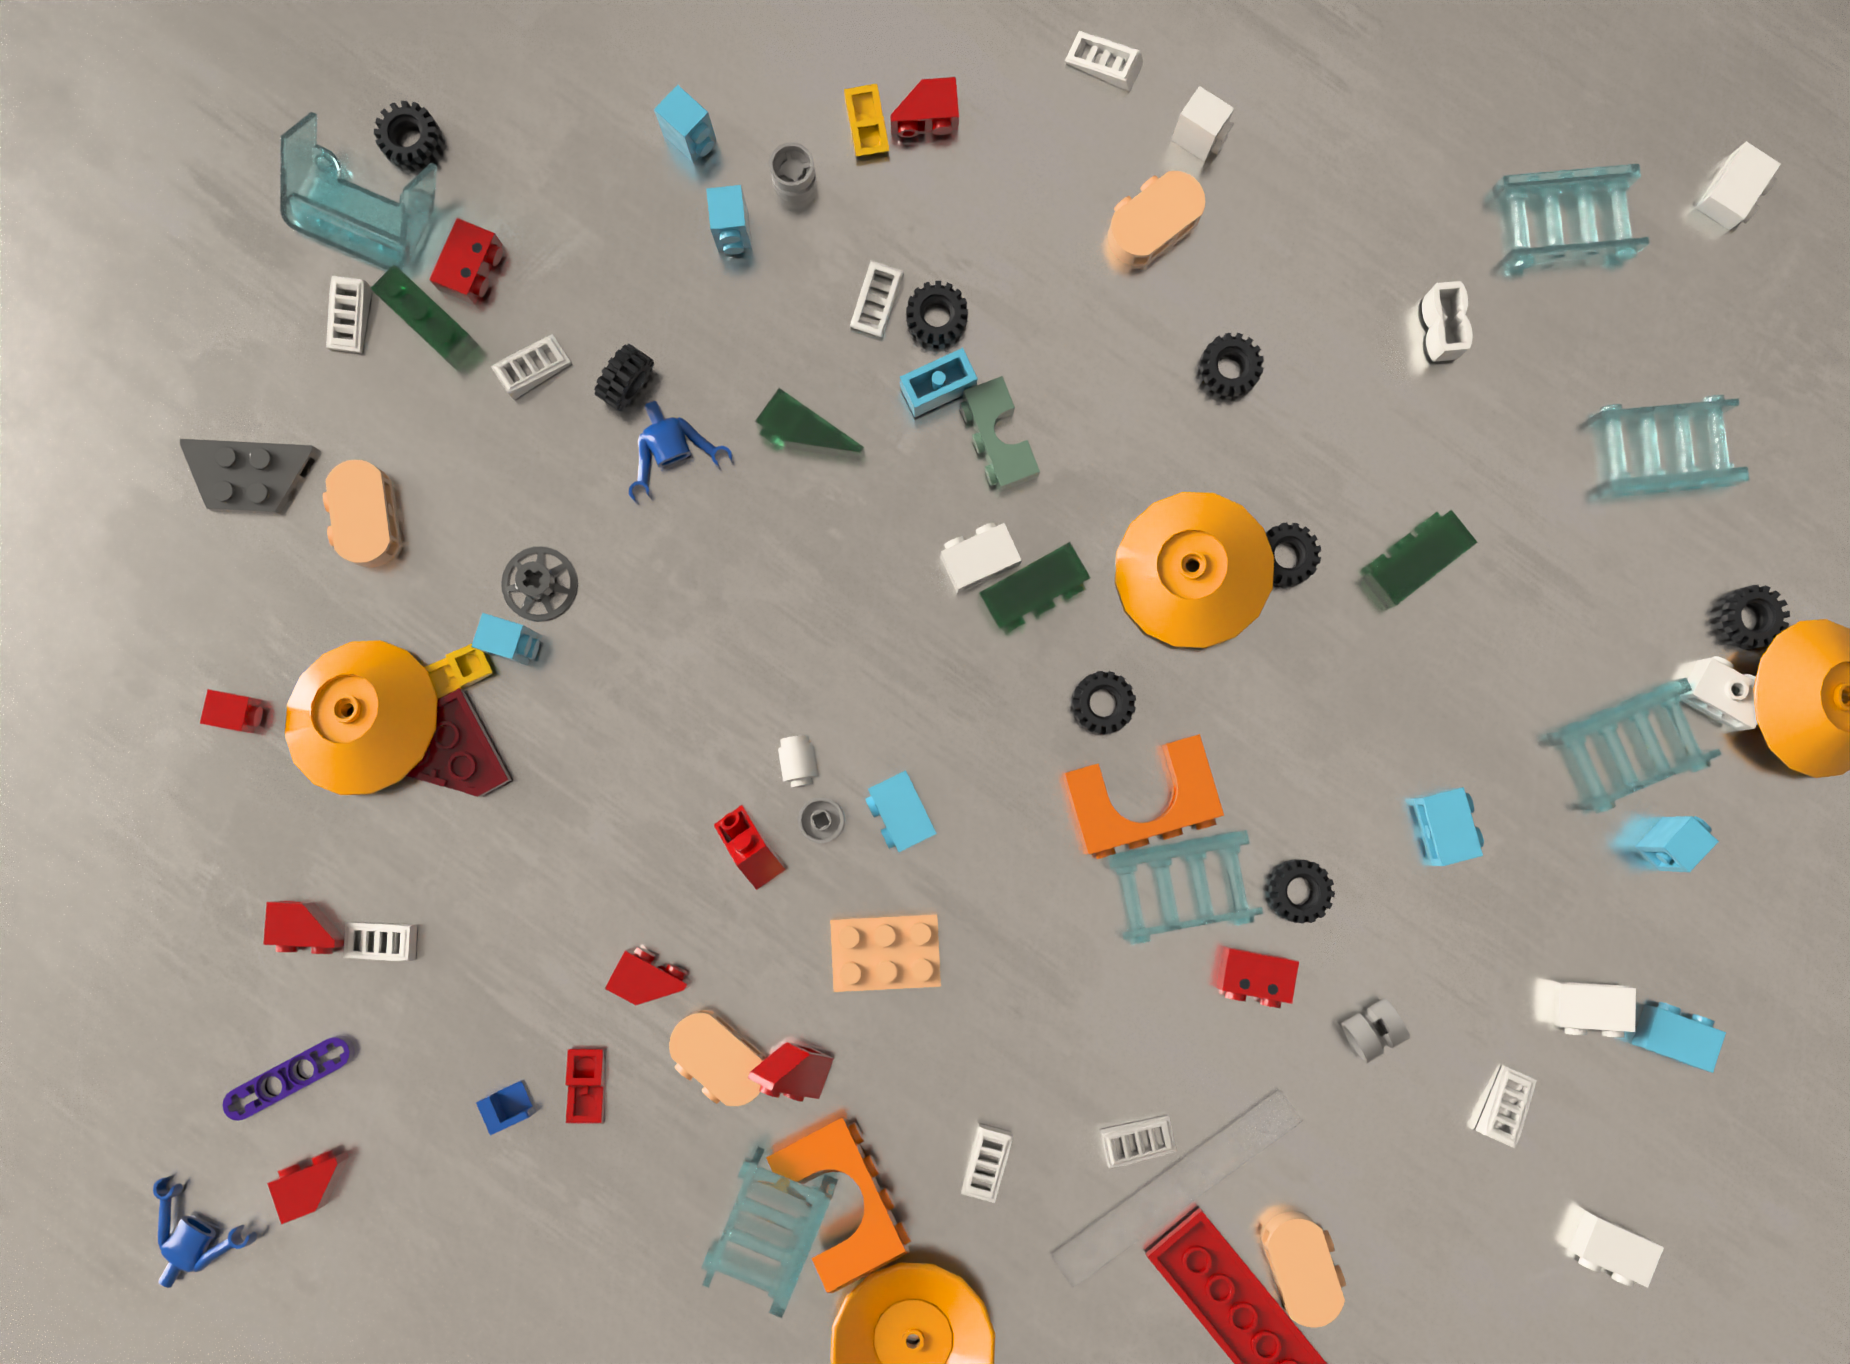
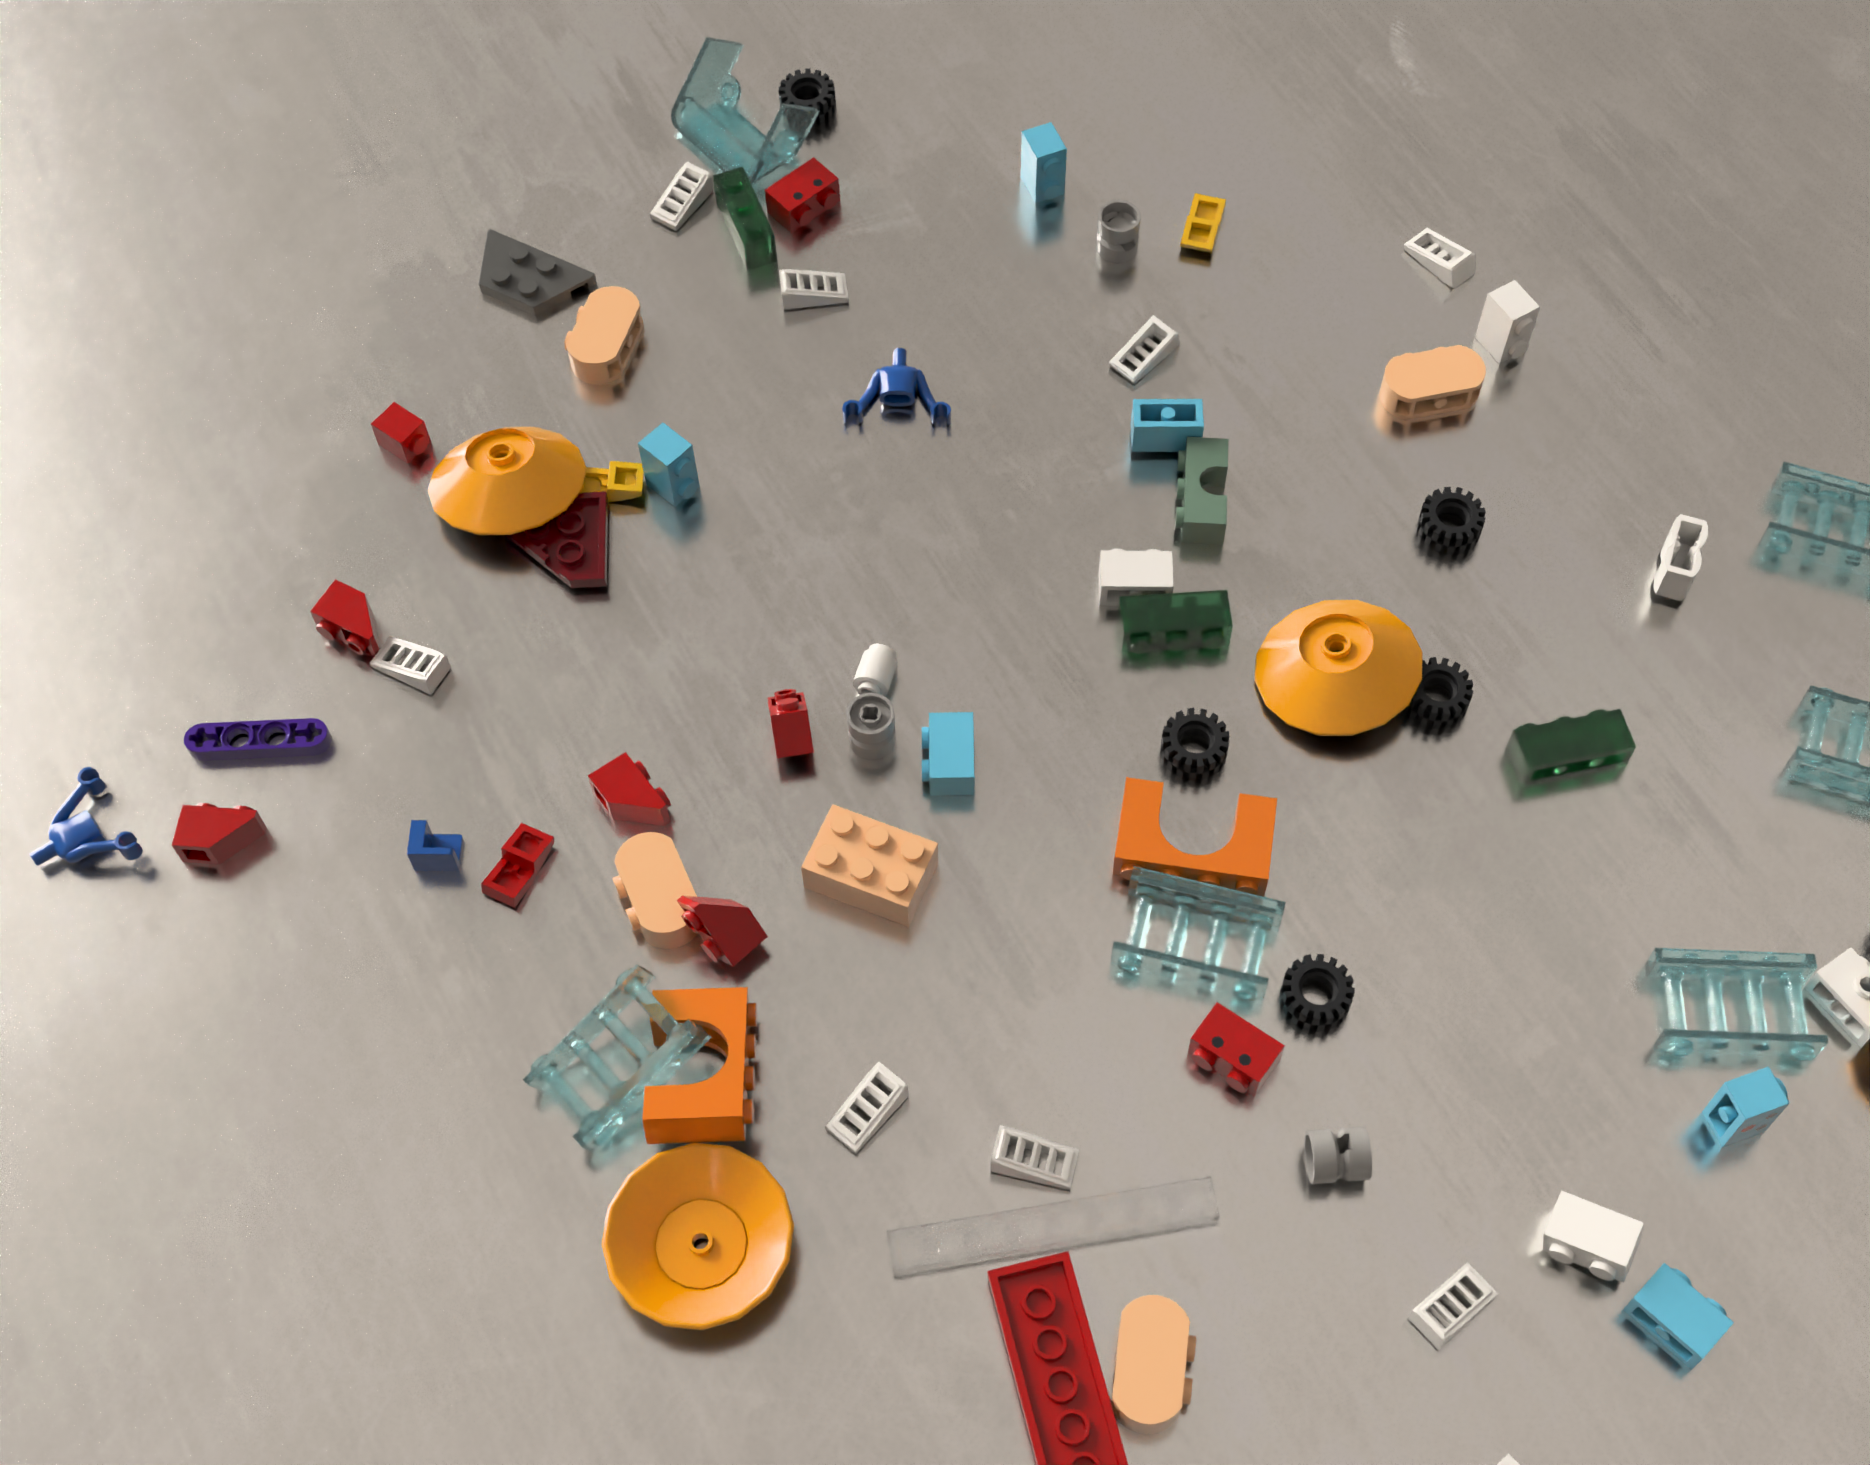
camera: 30 degrees right, 25 degrees down
(538, 582) = (723, 442): dark grey wheel -> none
(624, 377) = (888, 317): black tyre -> none
(729, 219) = (1044, 238): medium azure brick -> none
(801, 429) = (1026, 420): clear green slope -> none
(928, 108) = (1260, 231): red slope -> none
(936, 294) = (1197, 366): black tyre -> none
(1449, 826) = (1501, 997): medium azure brick -> none

